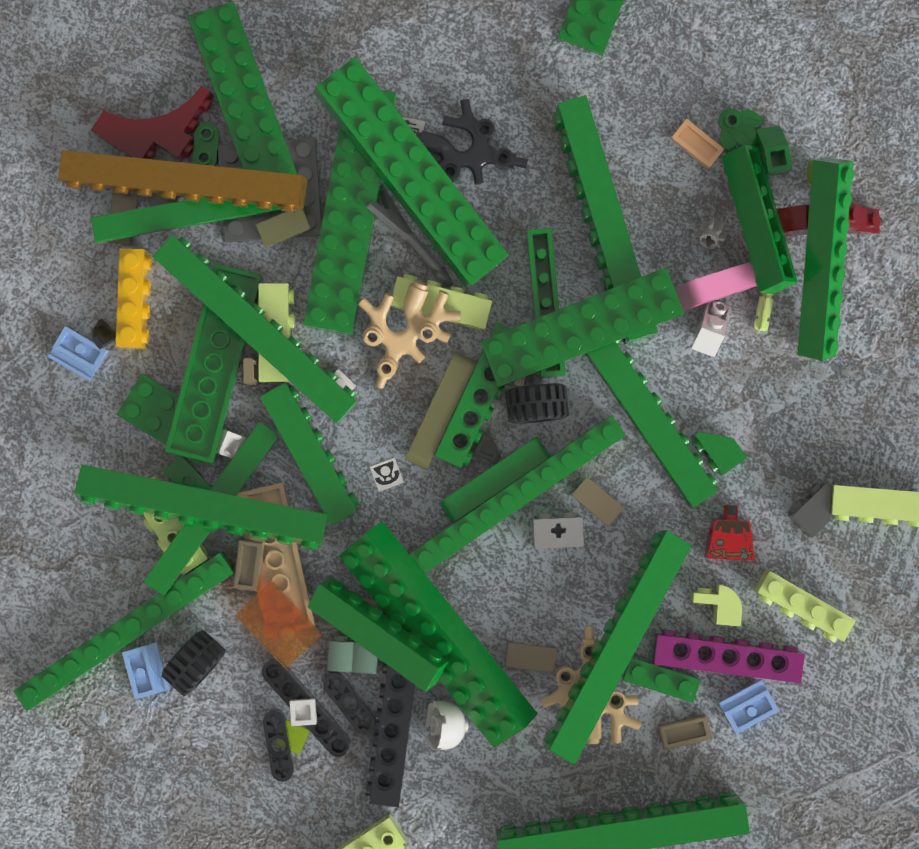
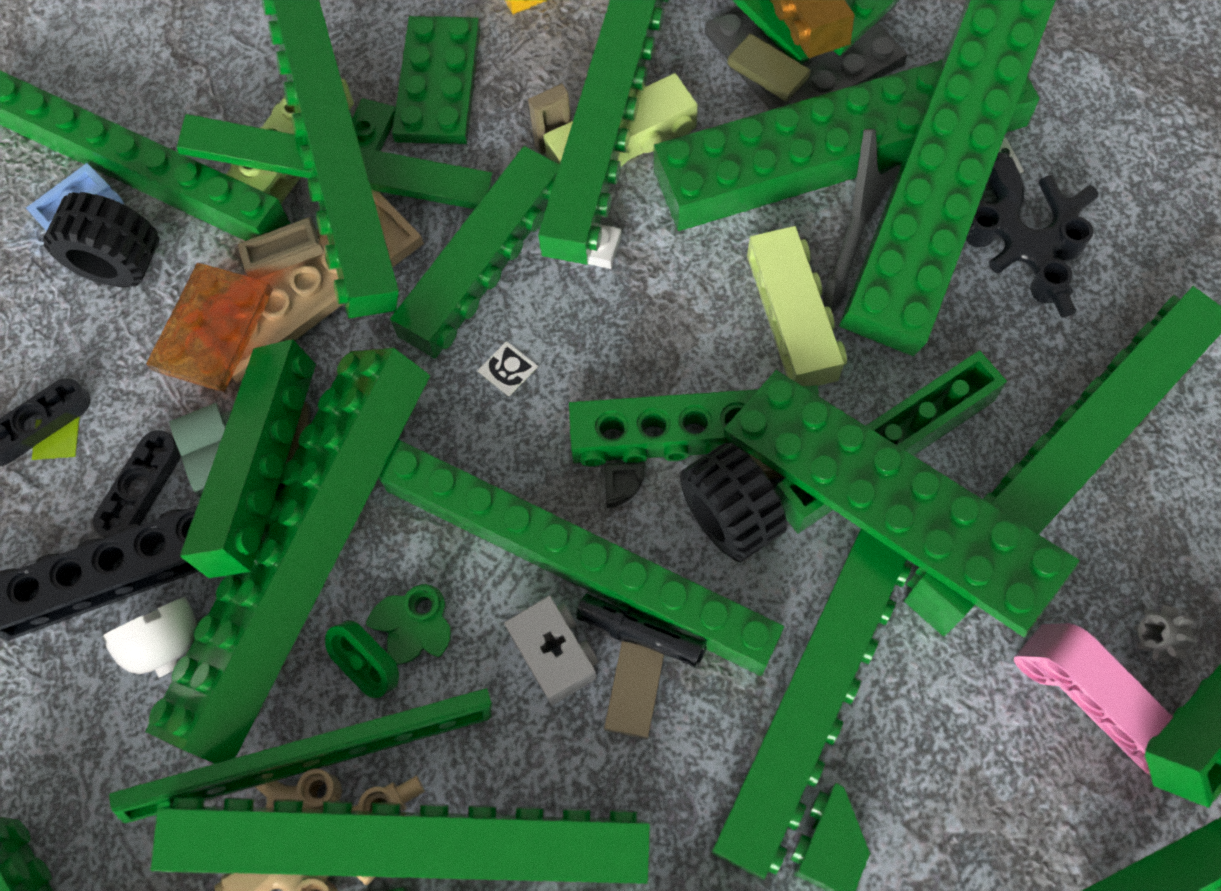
camera: 70 degrees right, 20 degrees down
(209, 378) = (500, 81): green plate -> none
(230, 443) = (440, 147): white plate -> none
(303, 712) = (84, 412): white plate -> none
(325, 738) = (103, 446): black beam -> none
(404, 342) = (709, 282): tan plant -> none
(441, 410) = (637, 379): olive beam -> none
(494, 479) = (585, 508): green beam -> none
(507, 596) = (408, 628): none -> green plate
(511, 627) = (362, 659): none -> green plate
(530, 657) = (324, 704): dark tan tile -> none
(550, 673) = (303, 755): none -> green tile
(570, 484) = (625, 624): none -> black pin
(711, 328) = (1021, 717): white slope -> none
(763, 312) = (1110, 792): yellowish green axle -> none

